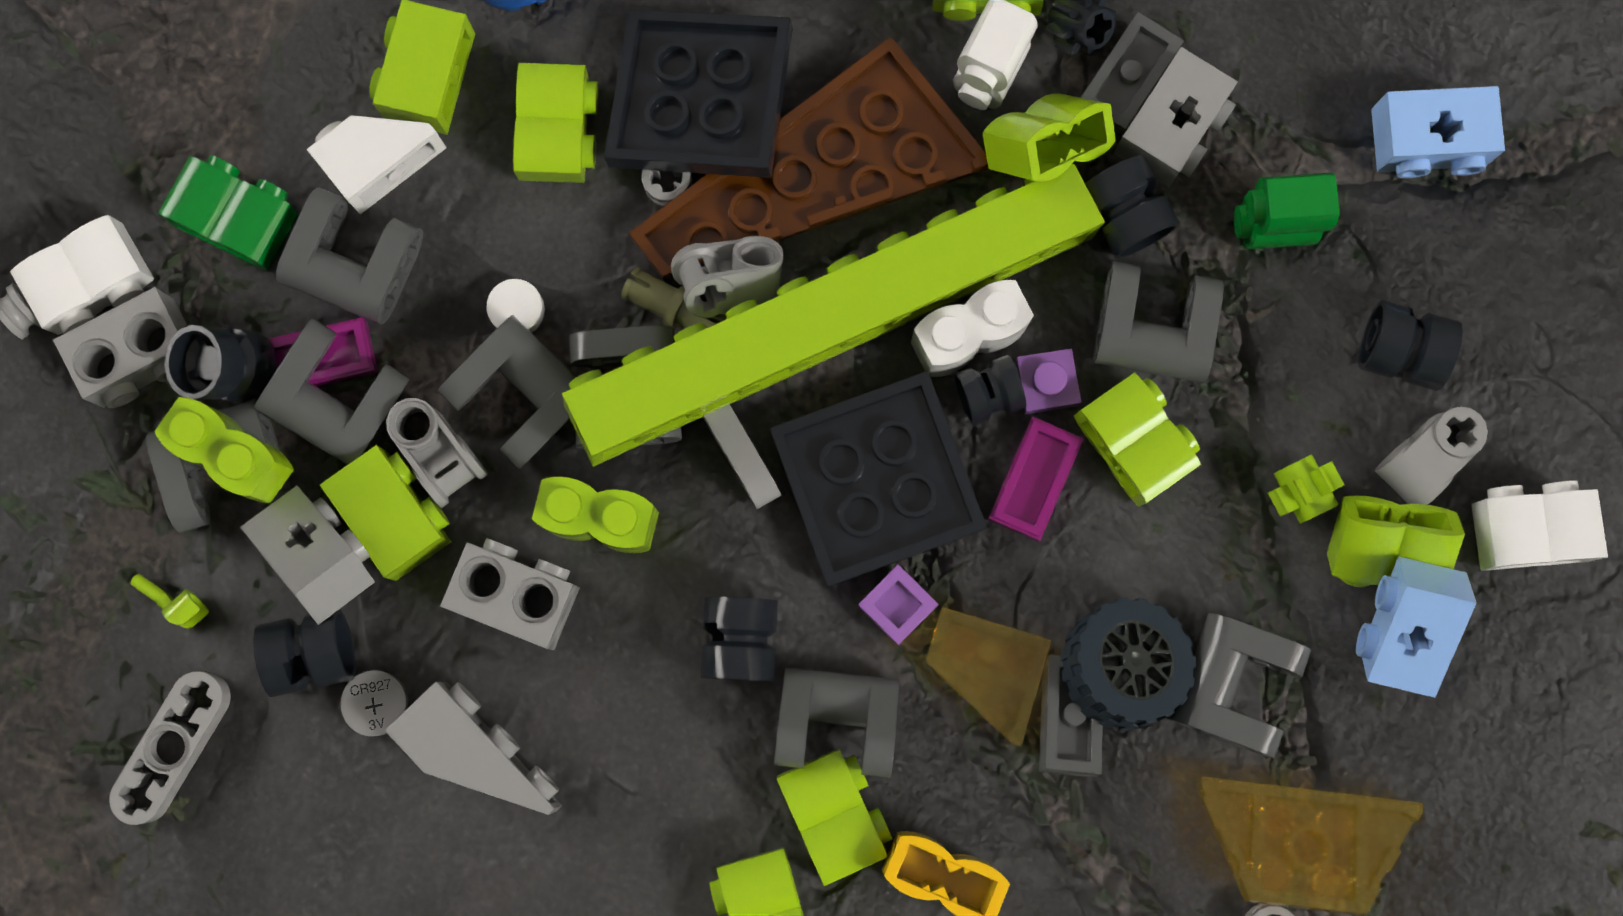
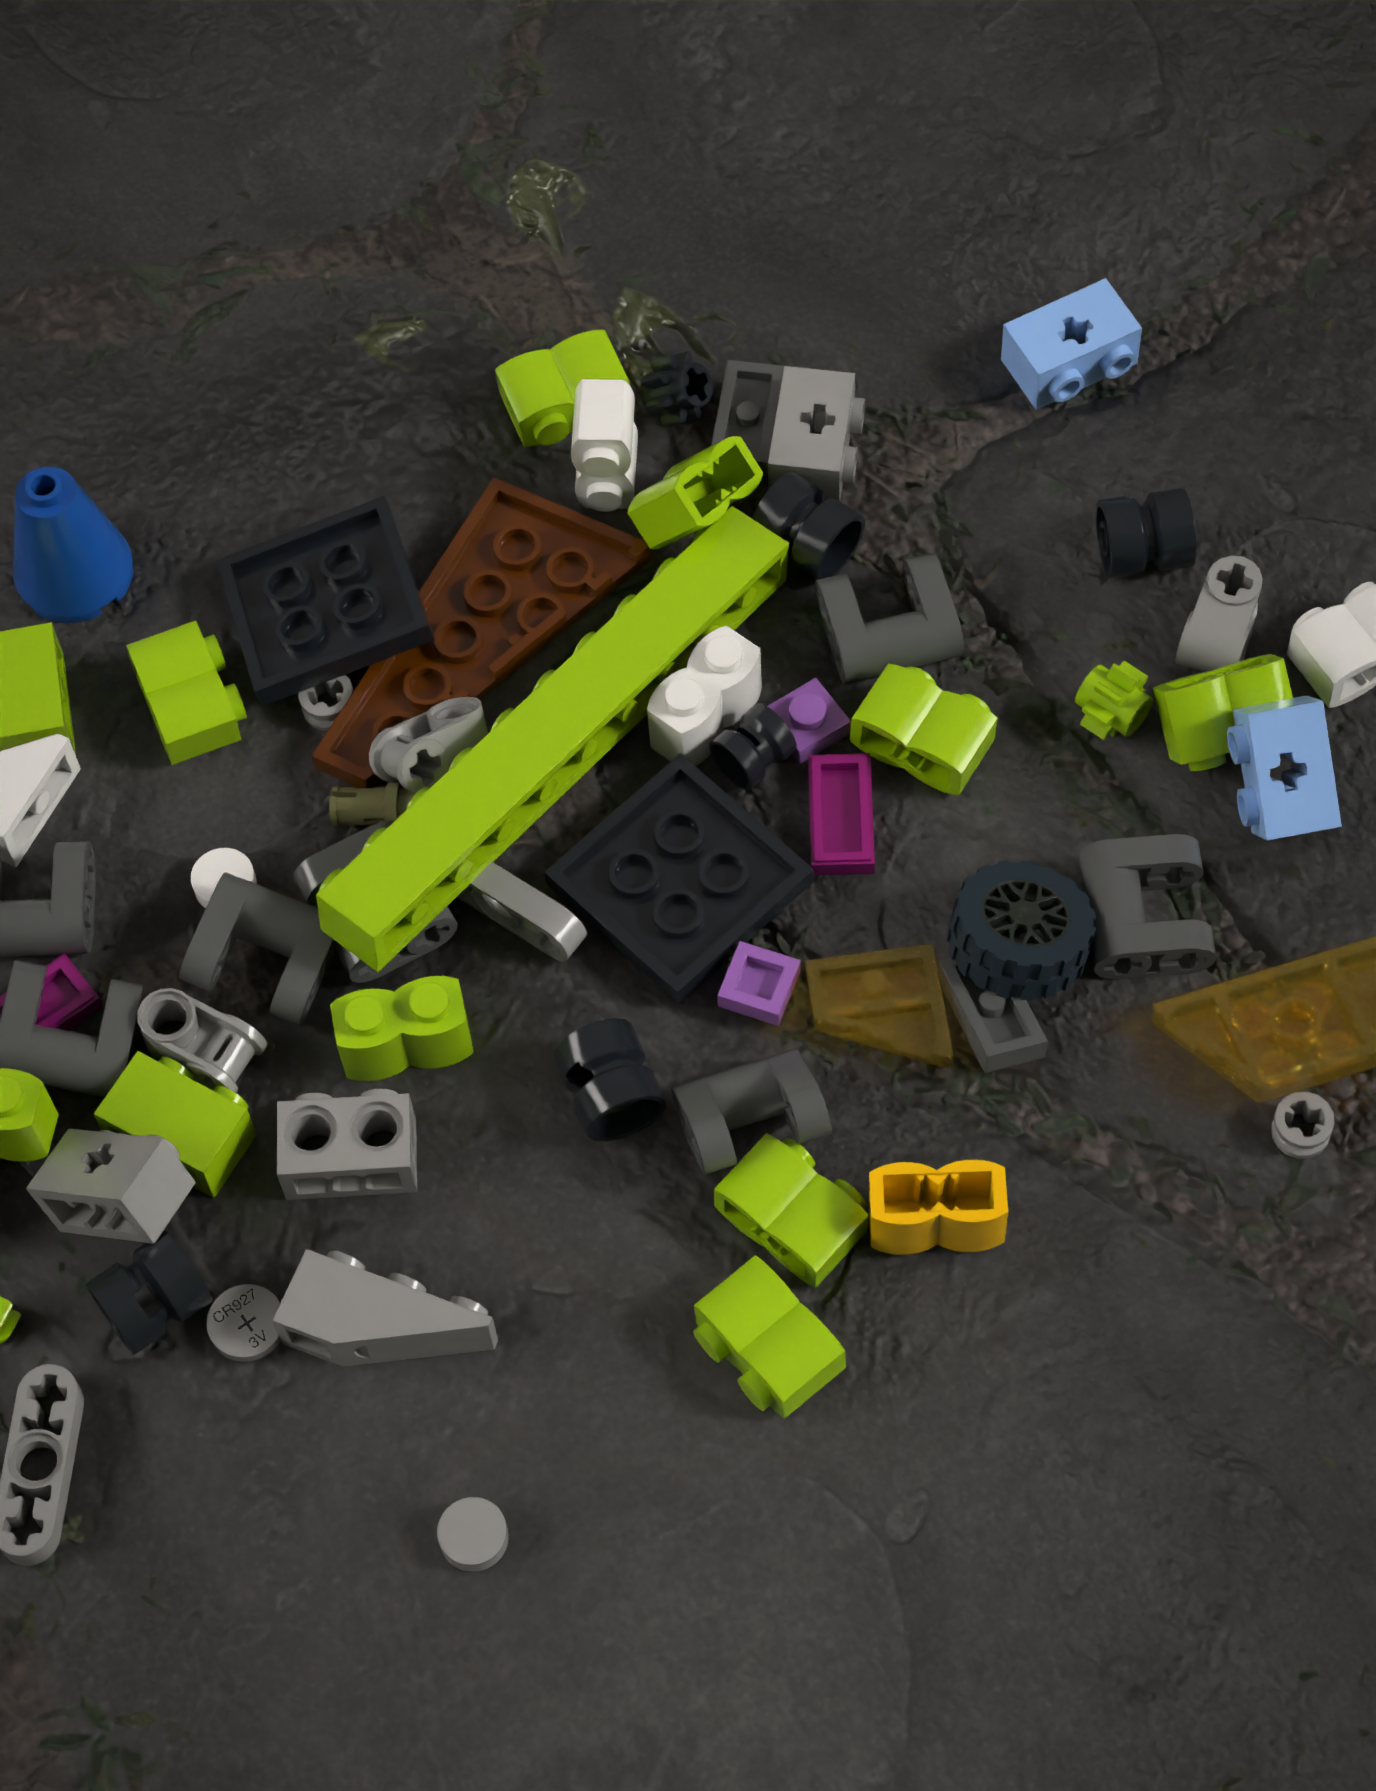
camera: 20 degrees left, 20 degrees down
(1288, 211) = (962, 461): green brick -> none

